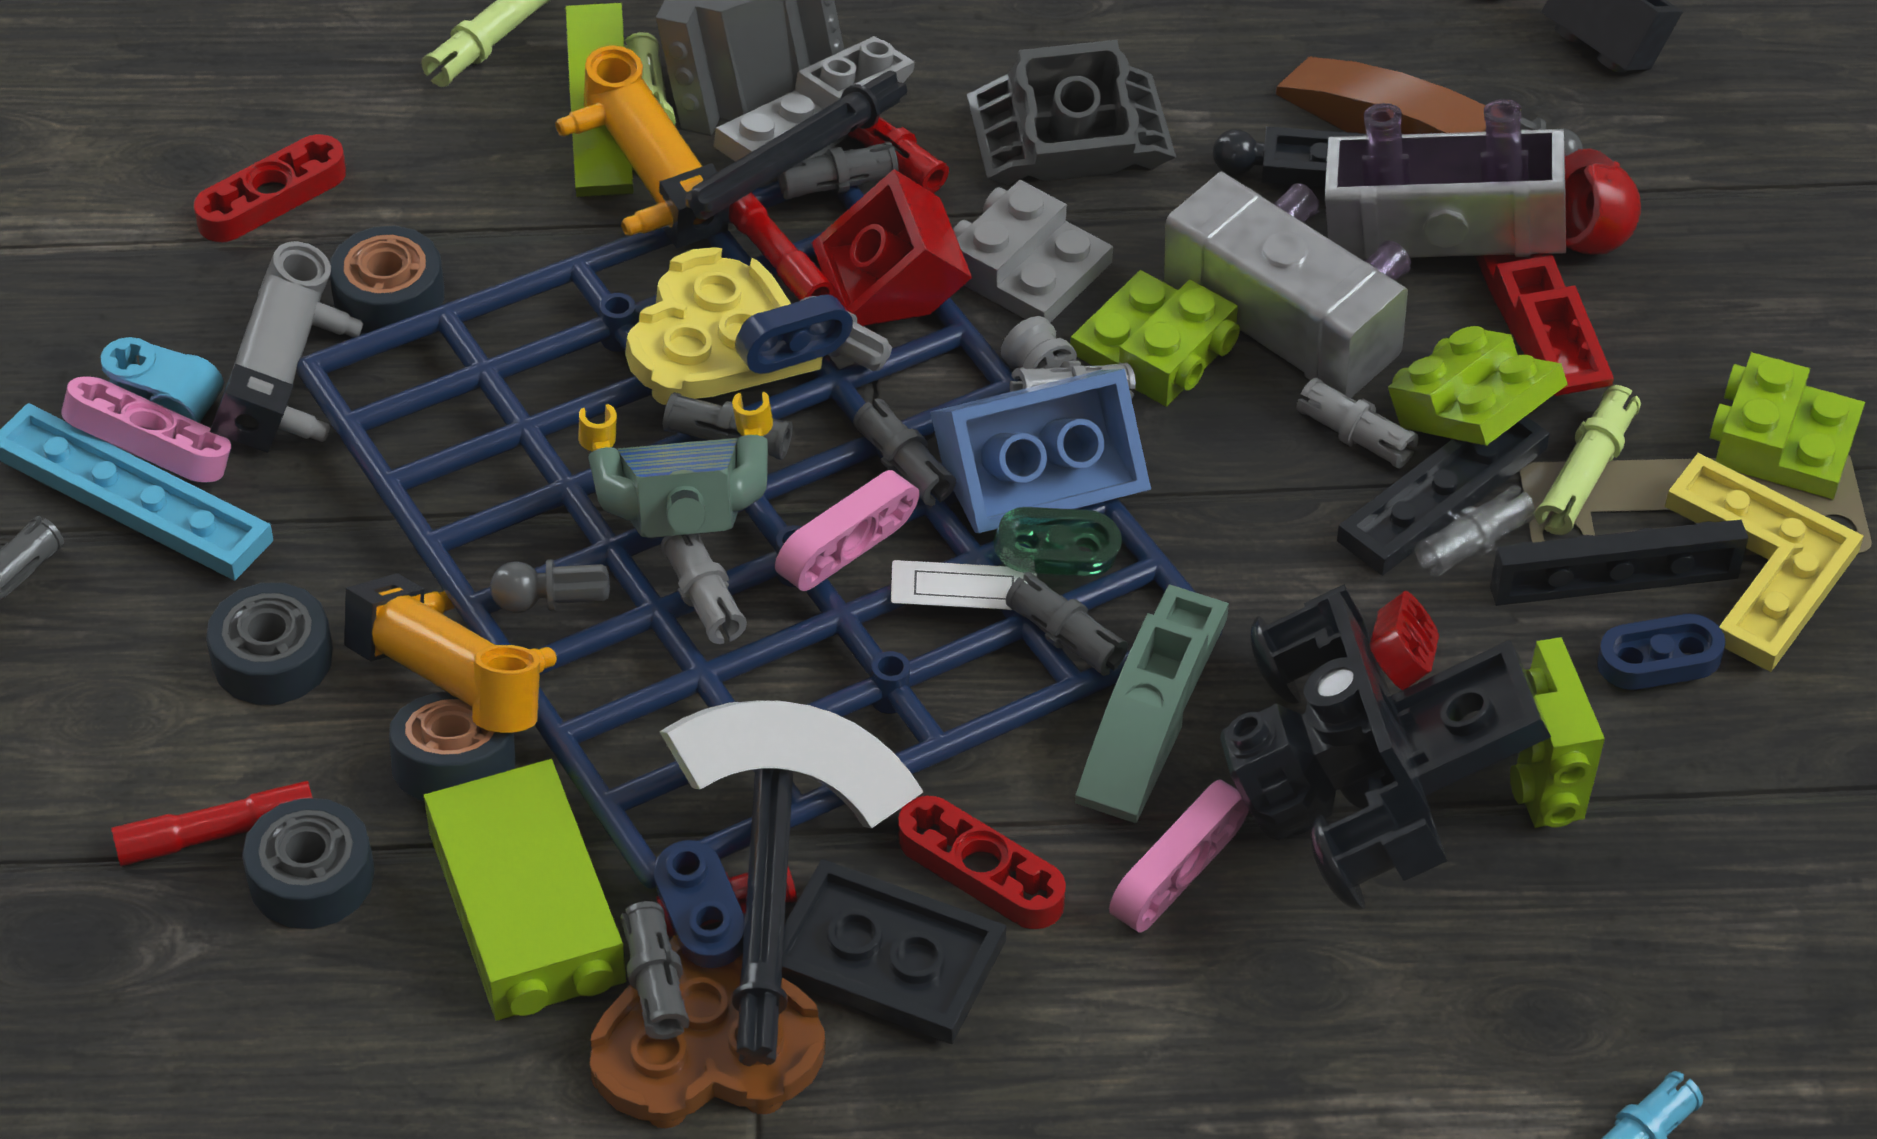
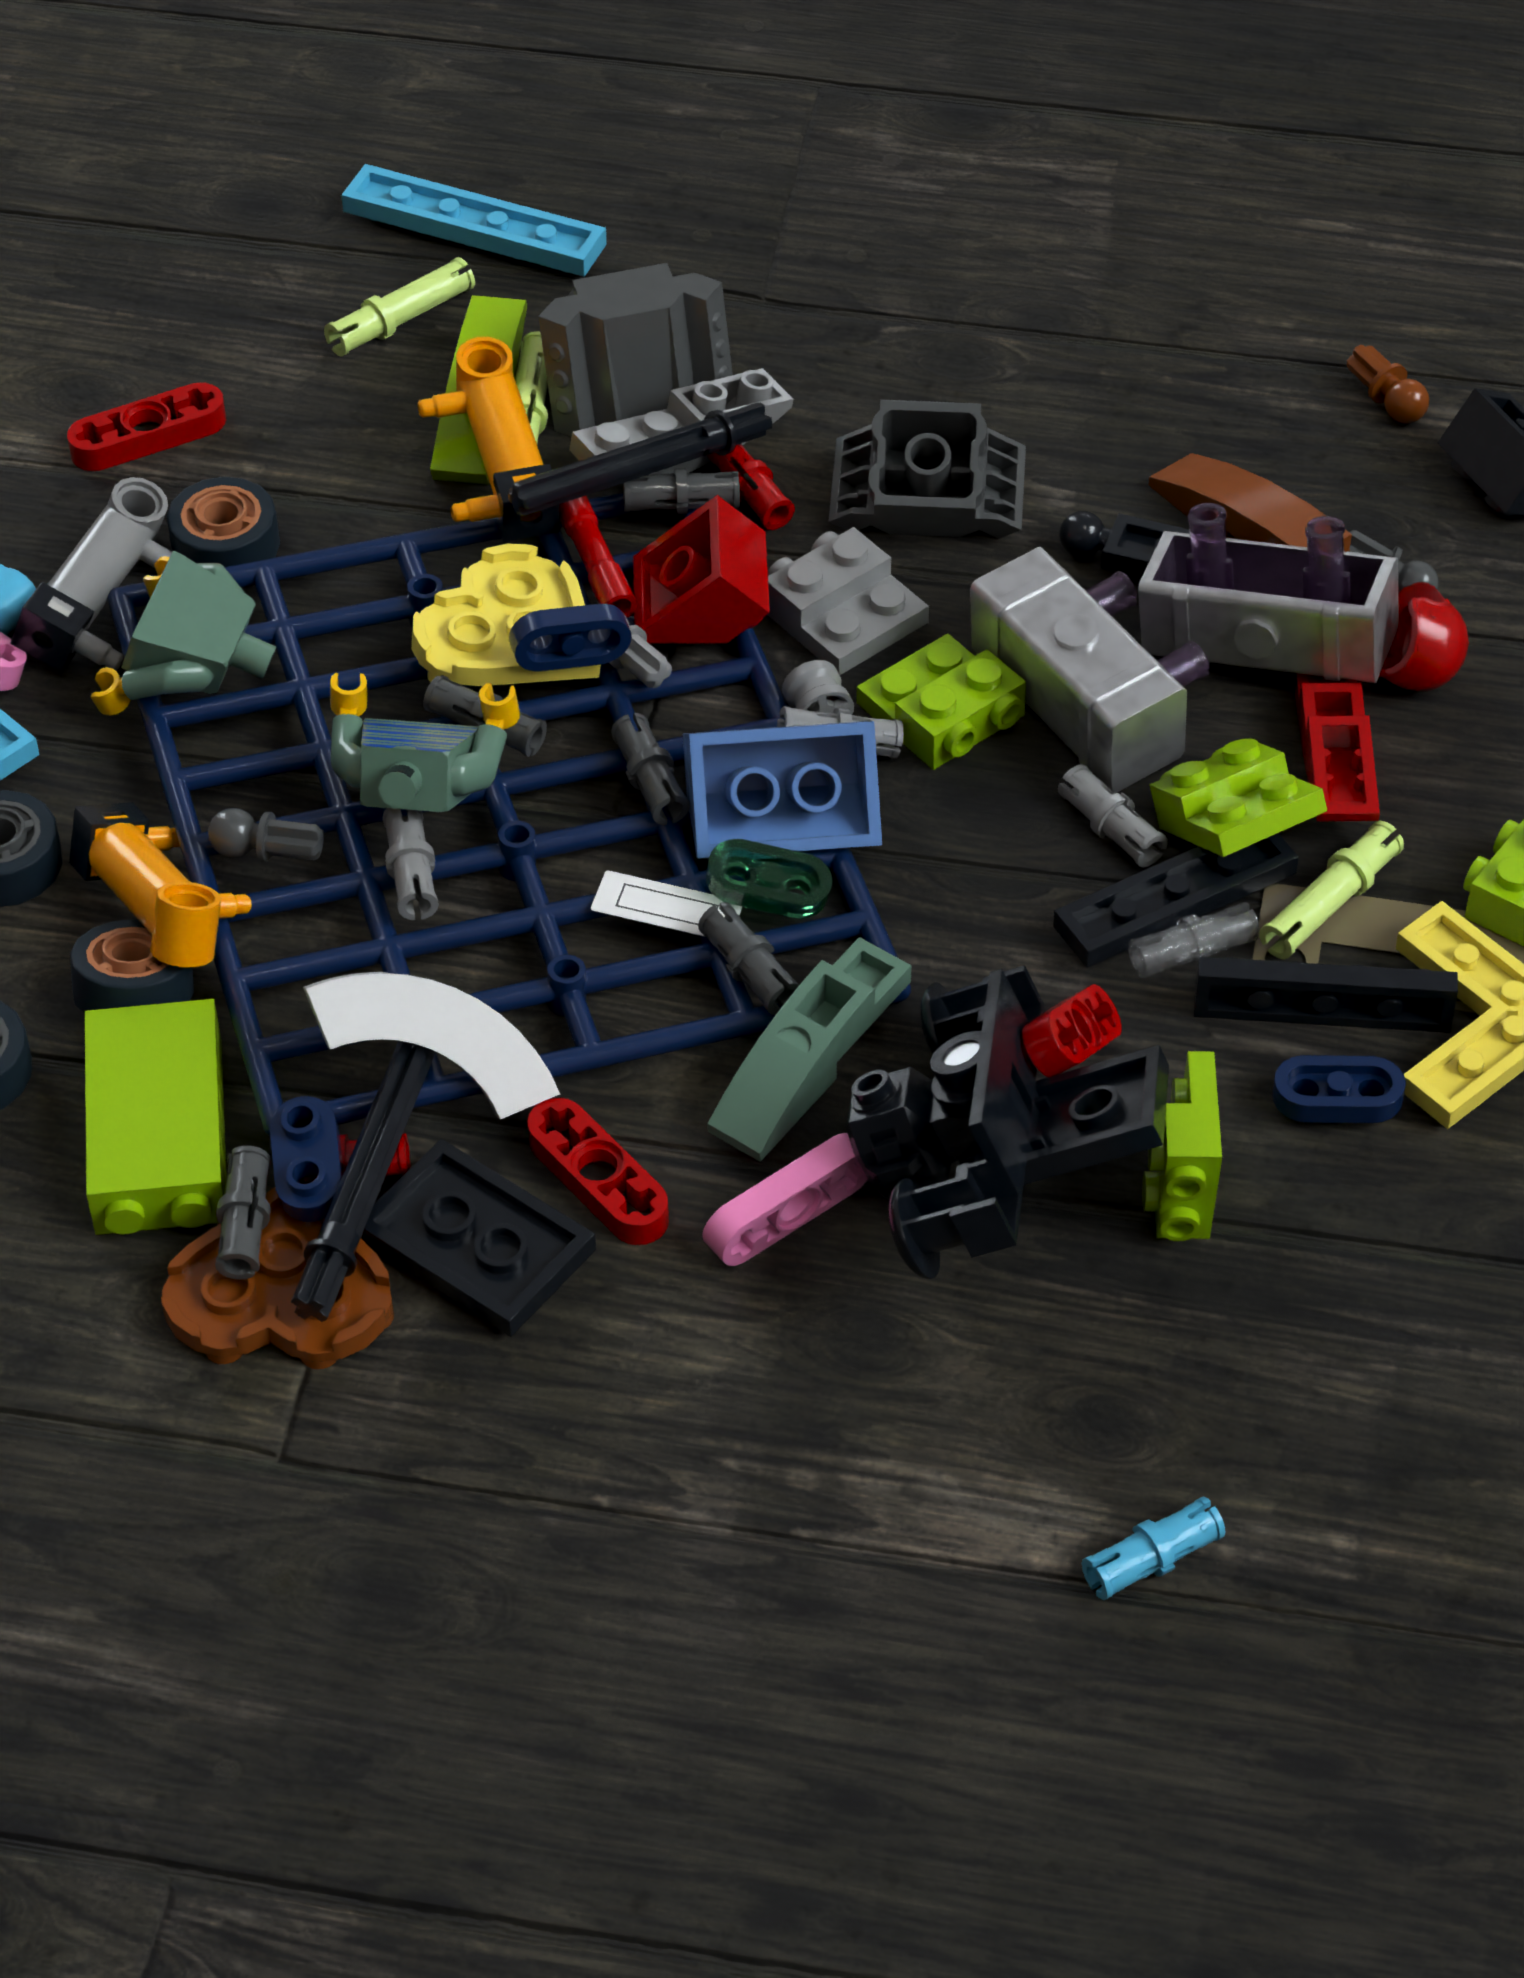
camera: 15 degrees right, 0 degrees up
(401, 394) = (185, 636): none -> sand green torso
(846, 530) = (537, 839): bright pink beam -> none

